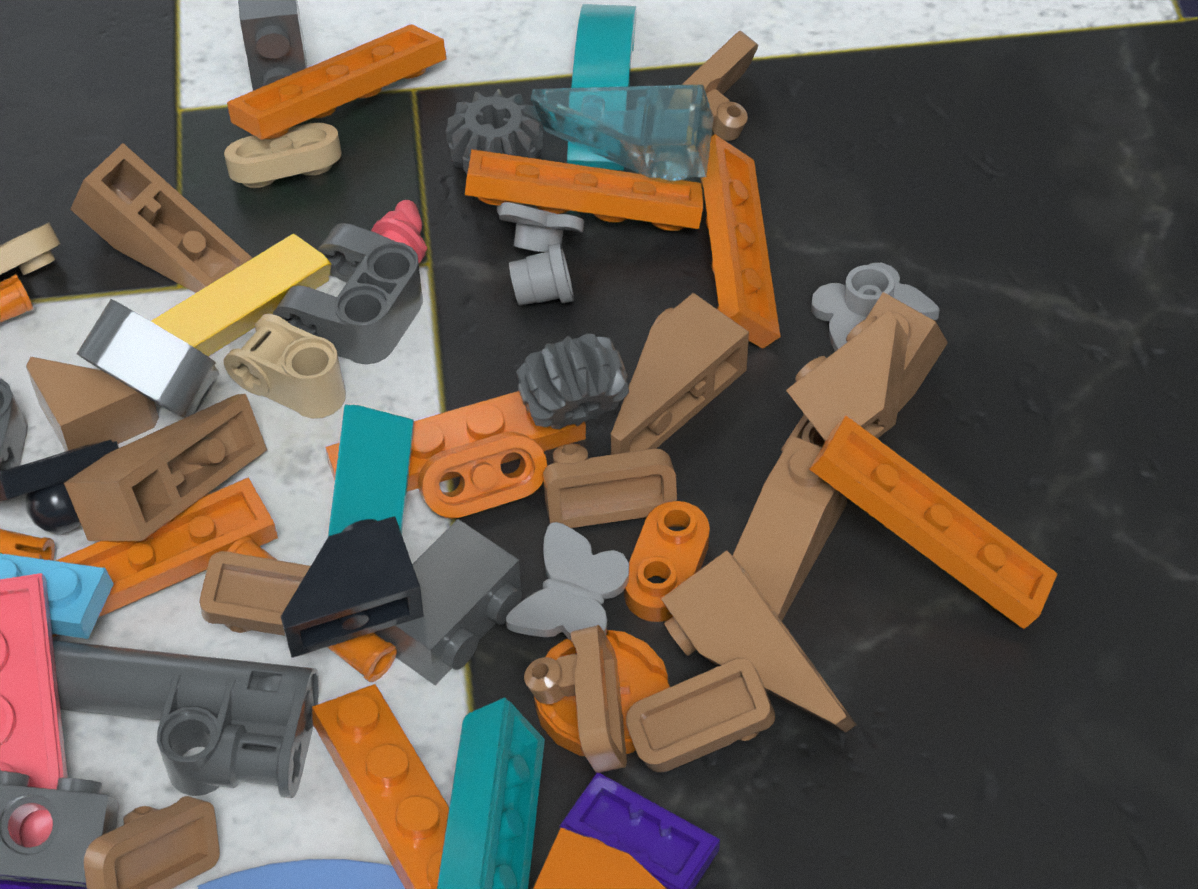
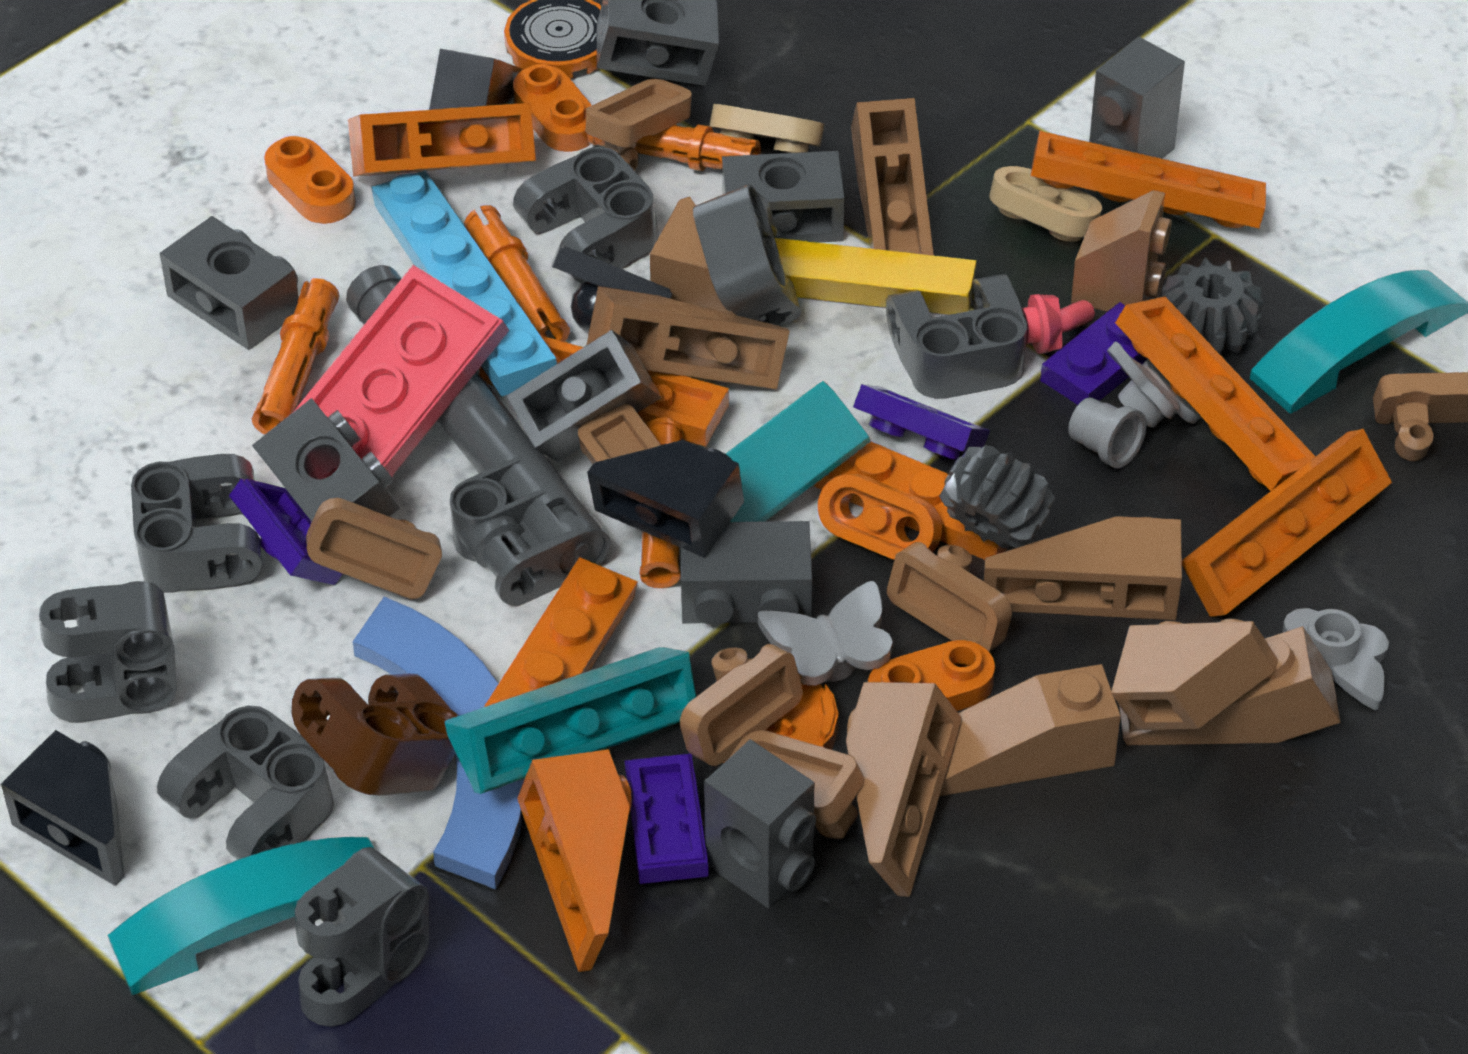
camera: 50 degrees right, 5 degrees down
(71, 299) = (800, 188): none -> dark grey brick
(170, 577) = (579, 390): none -> dark grey brick
(289, 368) = (852, 344): tan piece -> none
(400, 144) = (1122, 253): none -> medium nougat slope
(439, 374) = (896, 413): none -> dark purple plate
(460, 234) = (1083, 365): none -> dark purple plate
(643, 128) = (1314, 384): clear light blue slope -> none
(738, 769) = (760, 824): none -> dark grey brick
(934, 522) = (1122, 809): orange plate -> none

